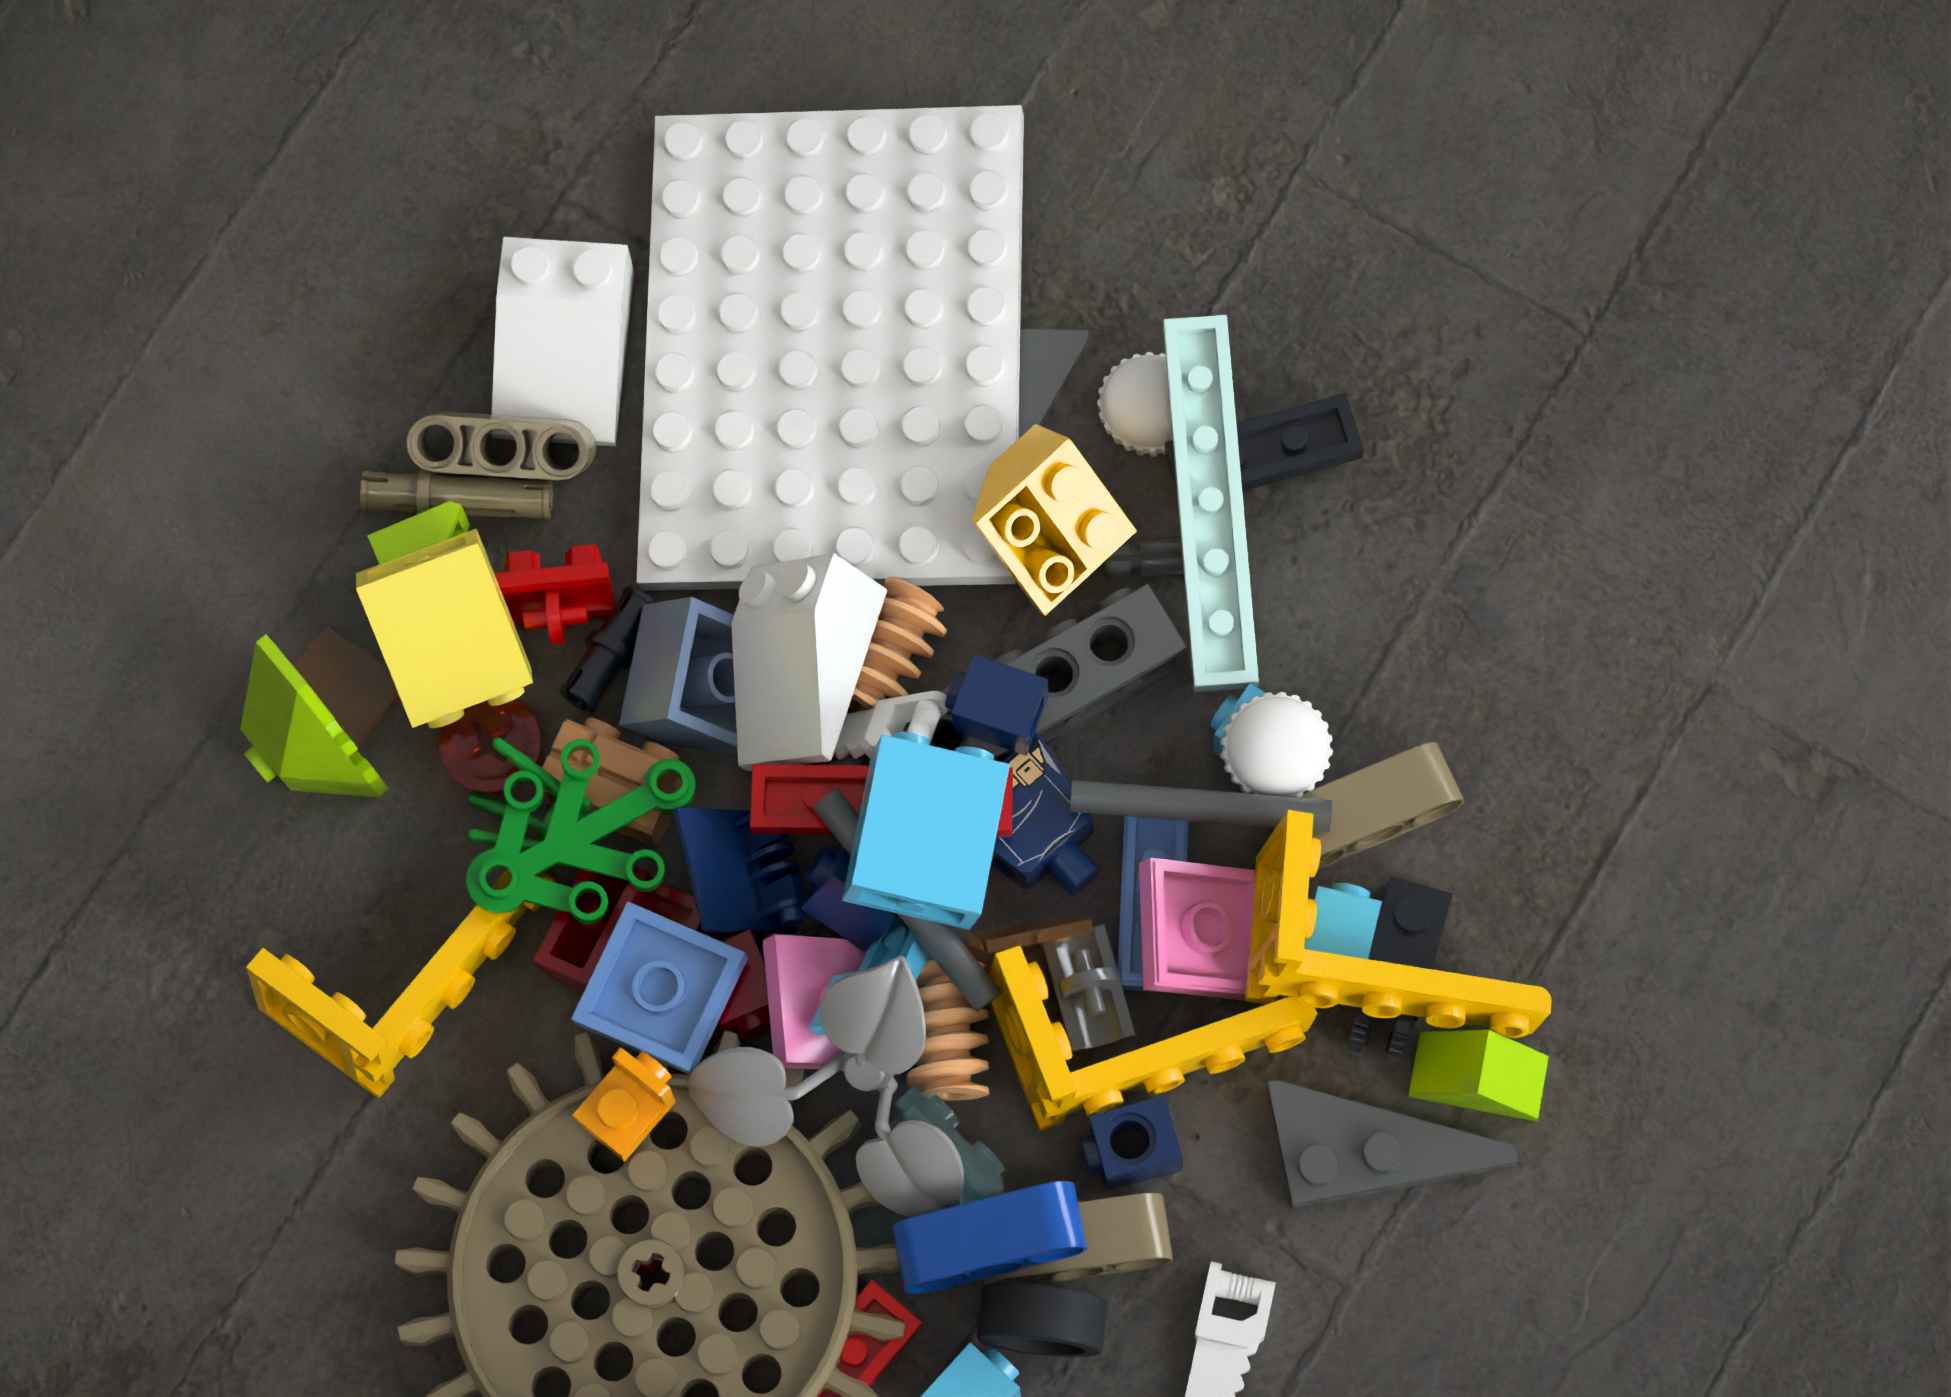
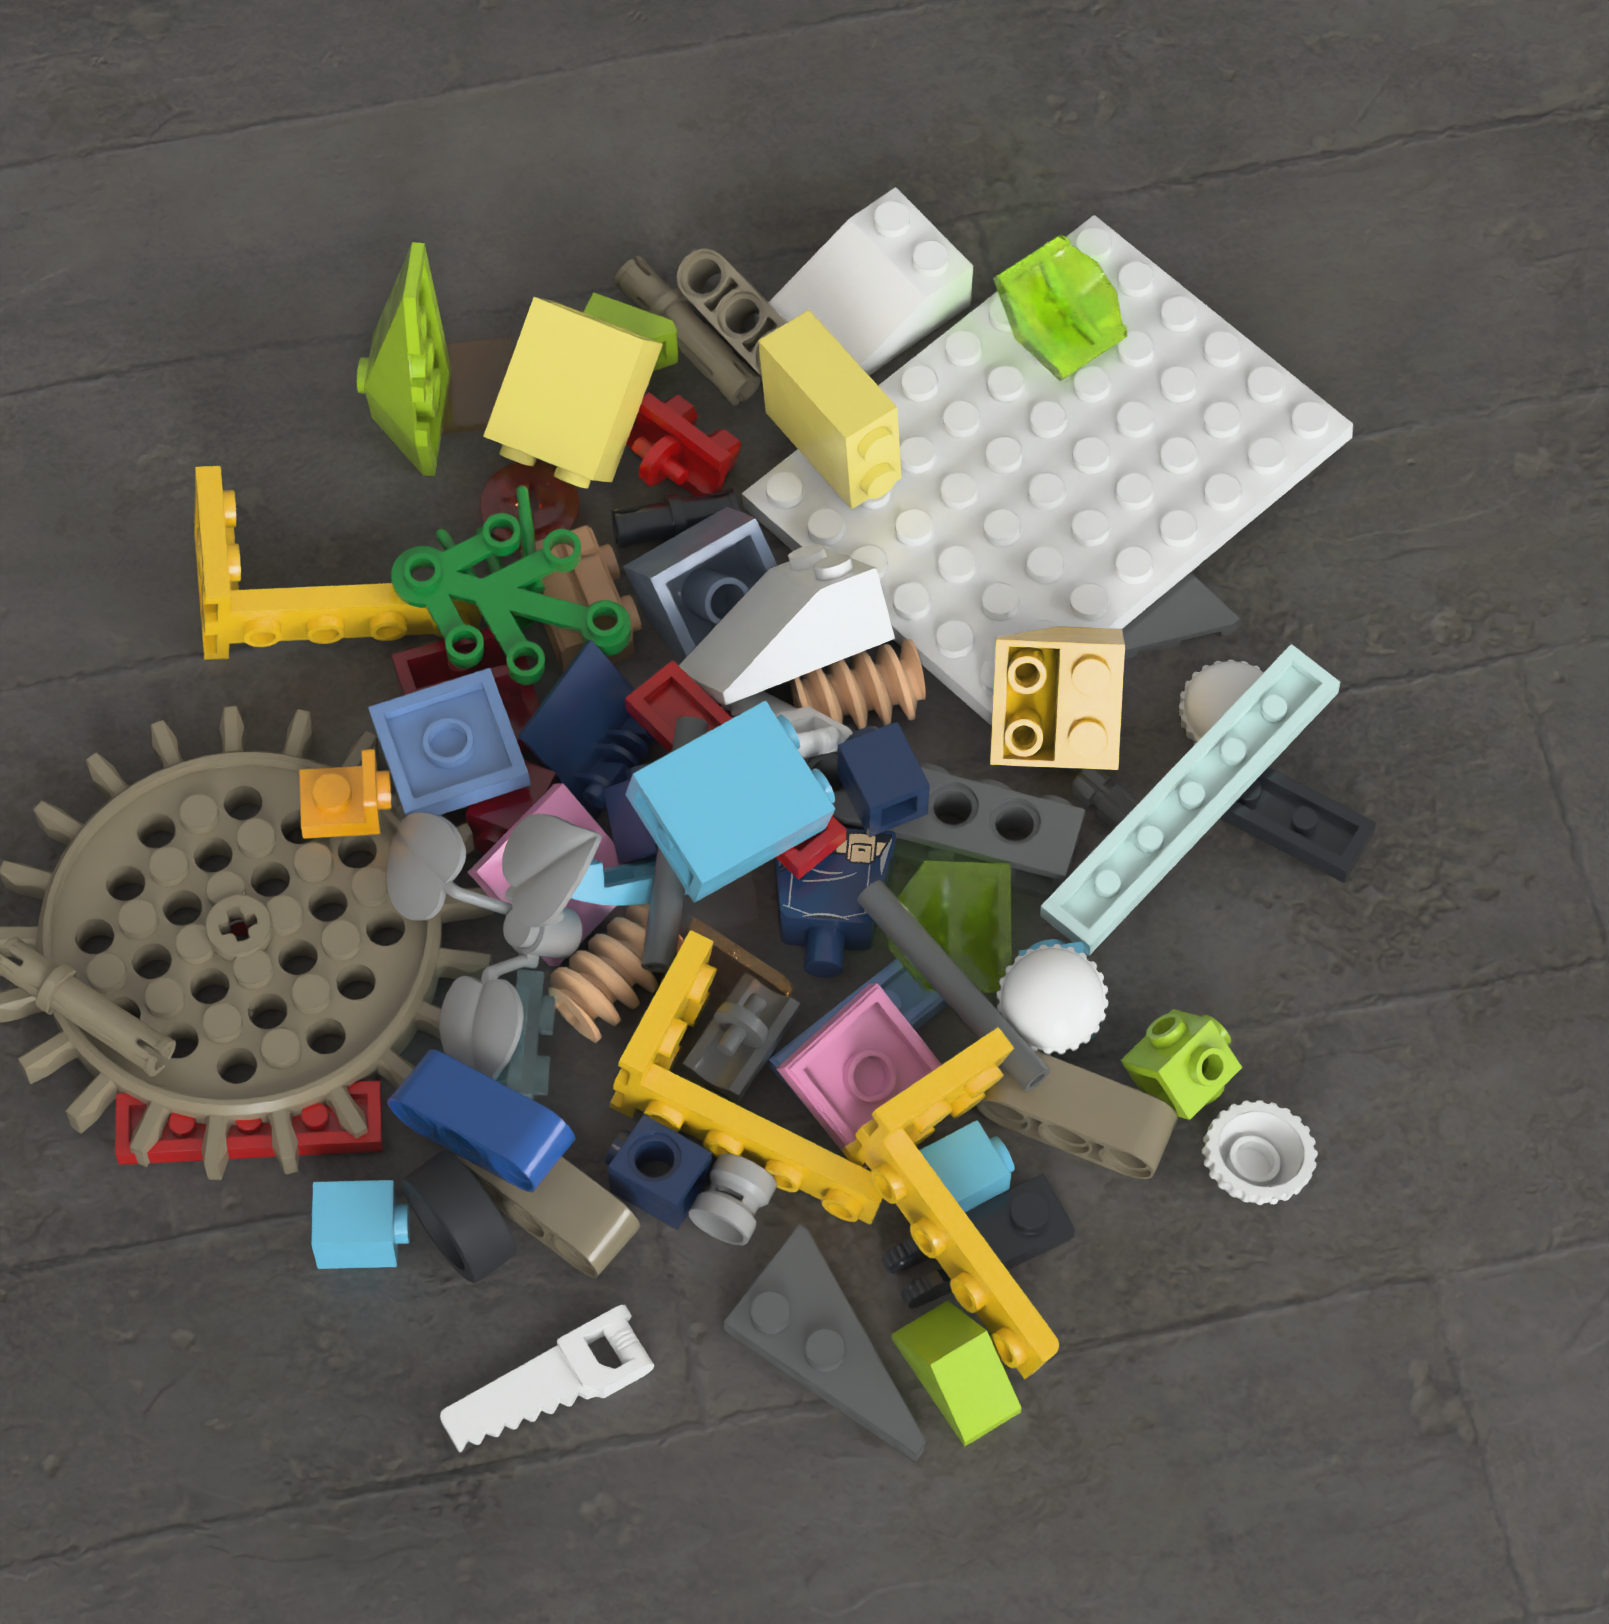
camera: 40 degrees right, 10 degrees down
(657, 460) = (830, 409): none -> light yellow brick
(727, 216) = (1061, 307): none -> clear neon green slope
(1150, 745) = (966, 914): none -> clear neon green slope
(1205, 1111) = (732, 1199): none -> light grey wheel
(1403, 701) = (1183, 1061): none -> lime brick
(1519, 713) = (1259, 1152): none -> white hat

